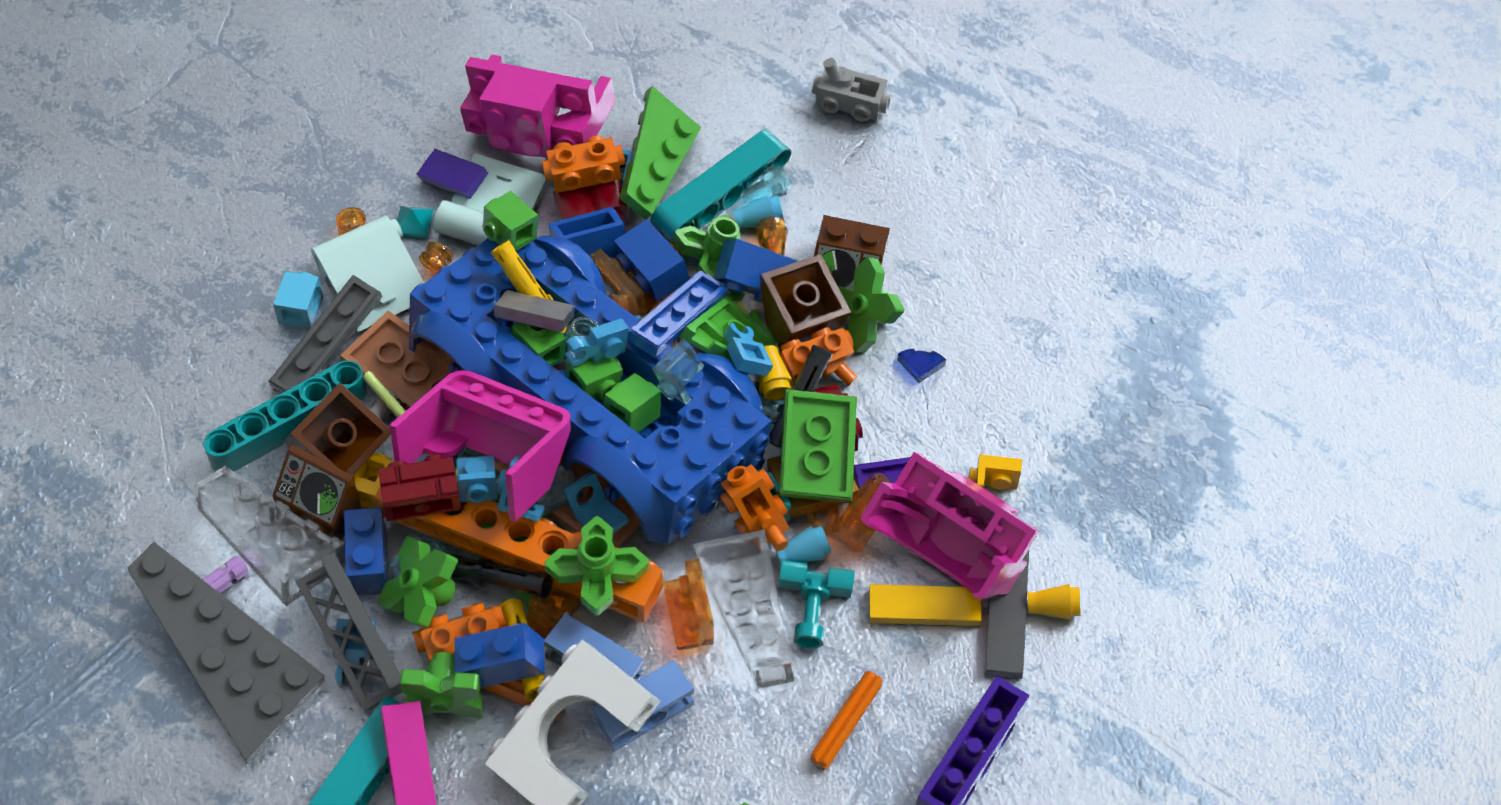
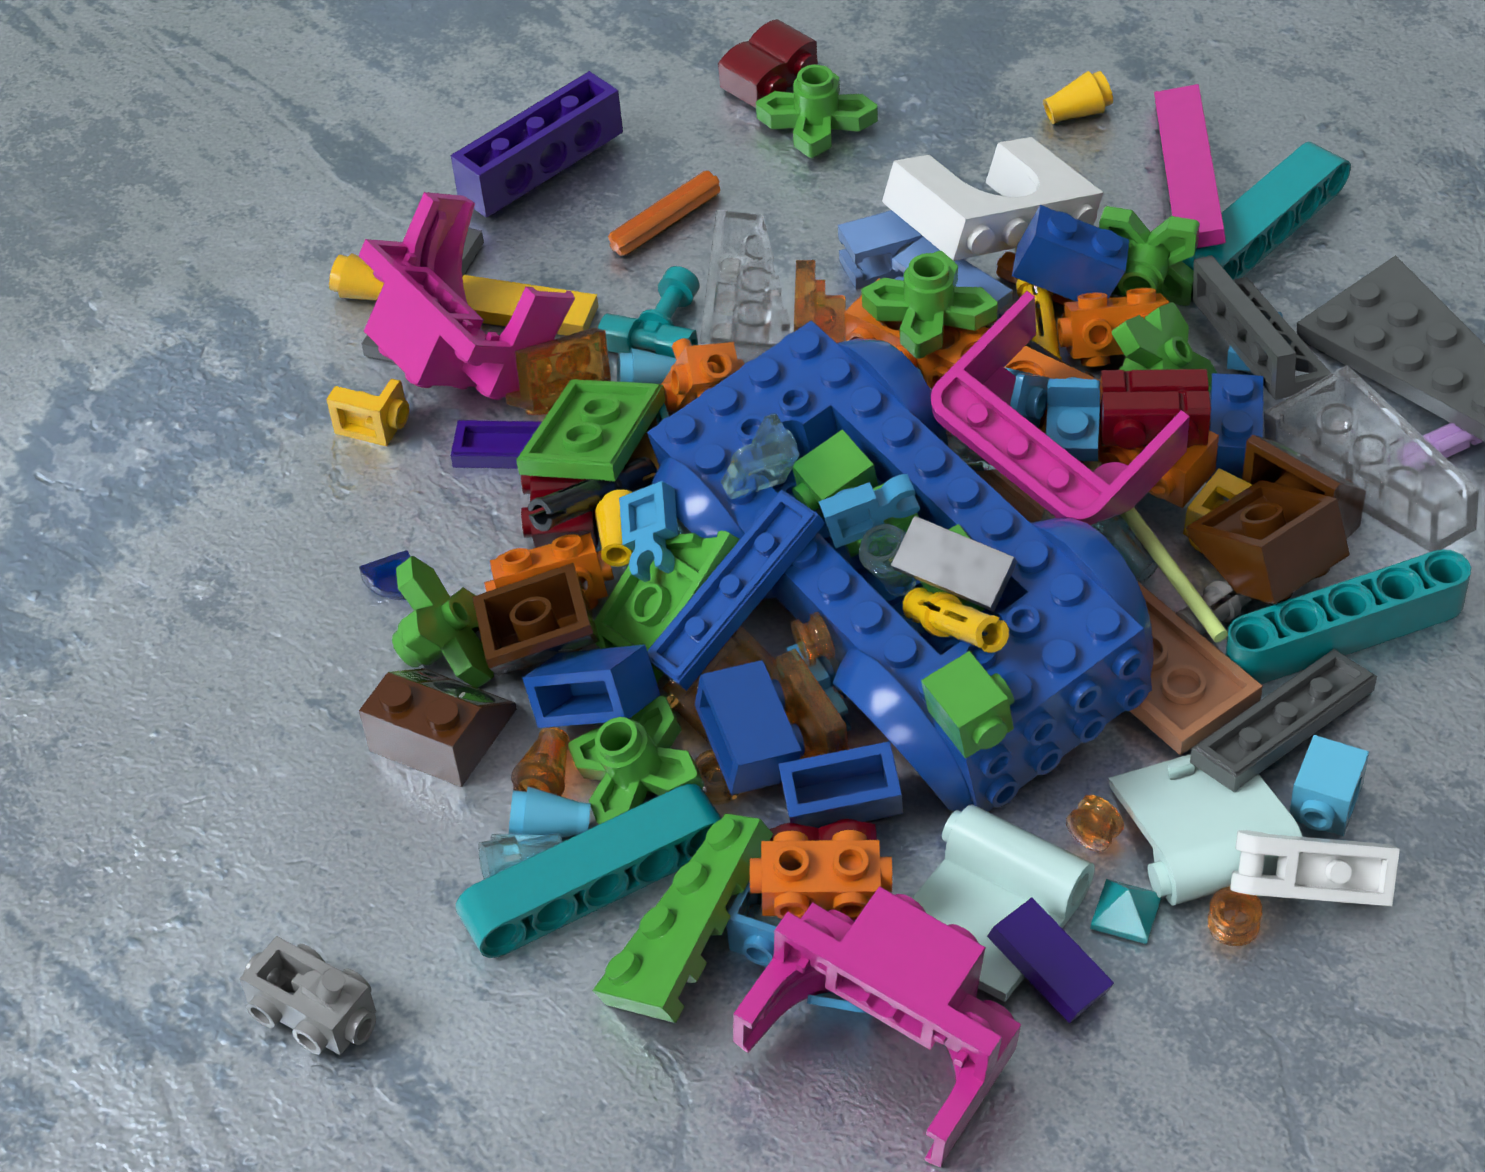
camera: 160 degrees left, 10 degrees down
(308, 236) = (1316, 869): none -> white plate

